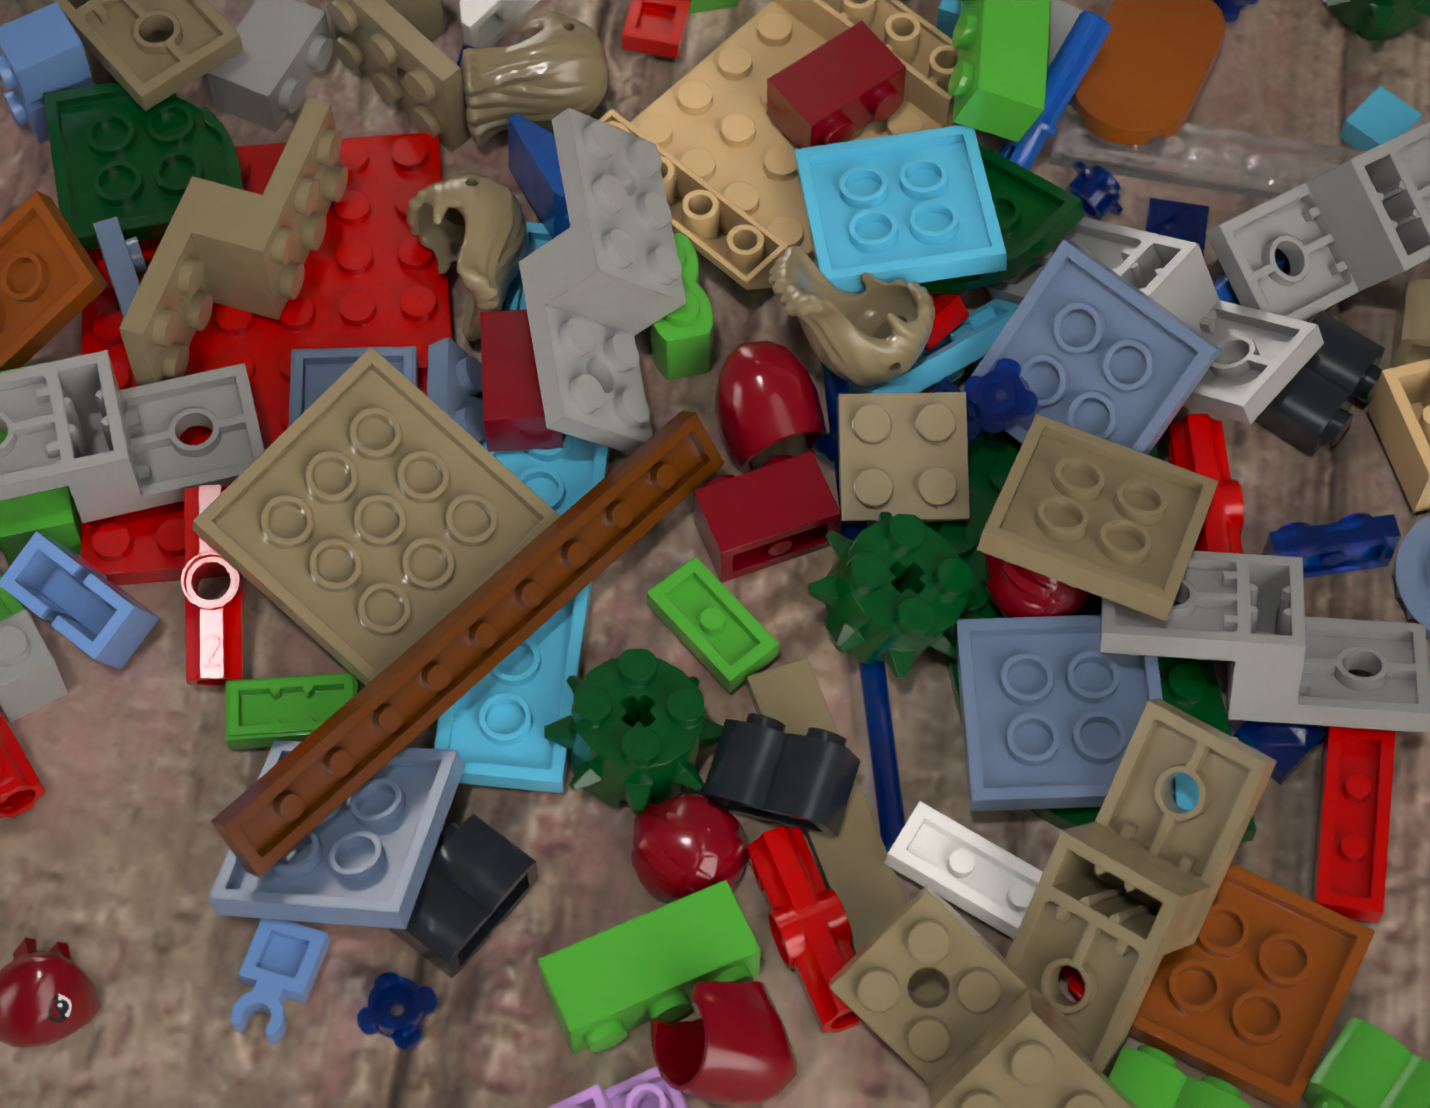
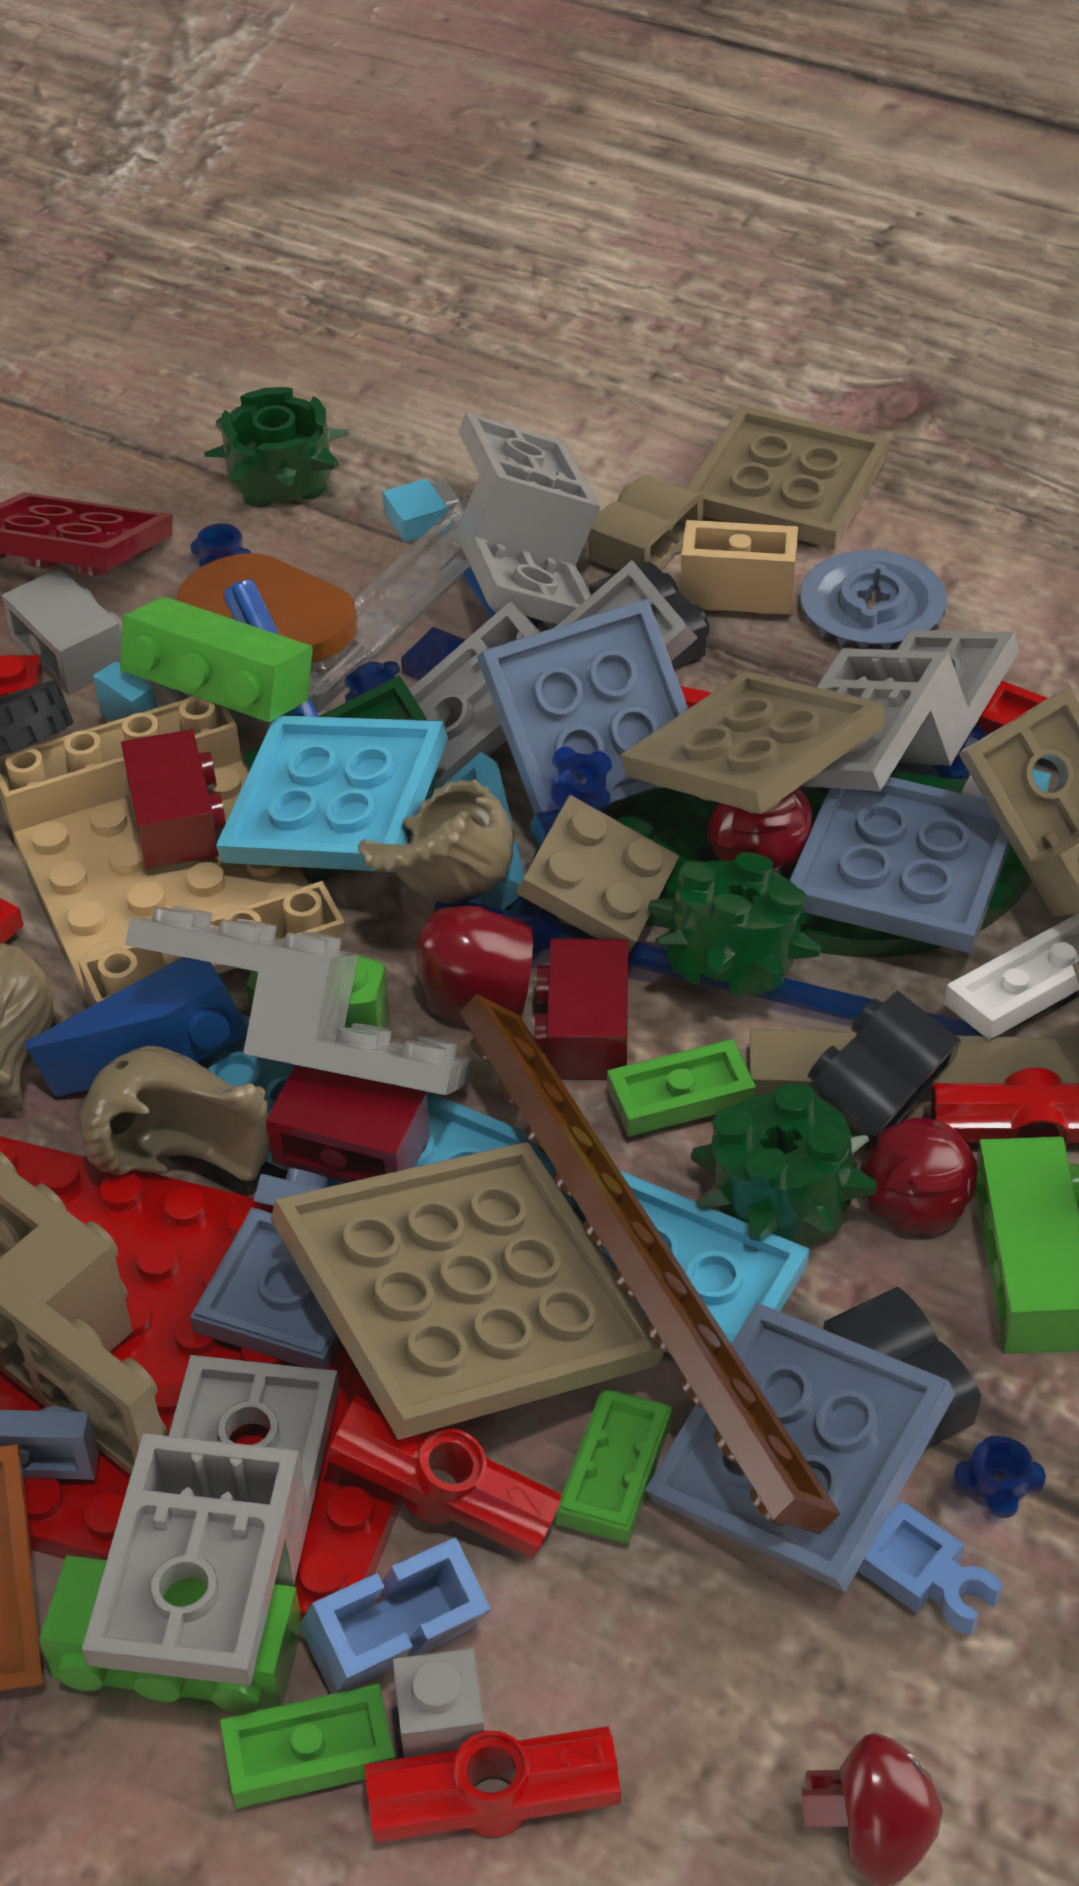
camera: 65 degrees left, 15 degrees down
(1337, 547) = (809, 647): clear blue plate -> none

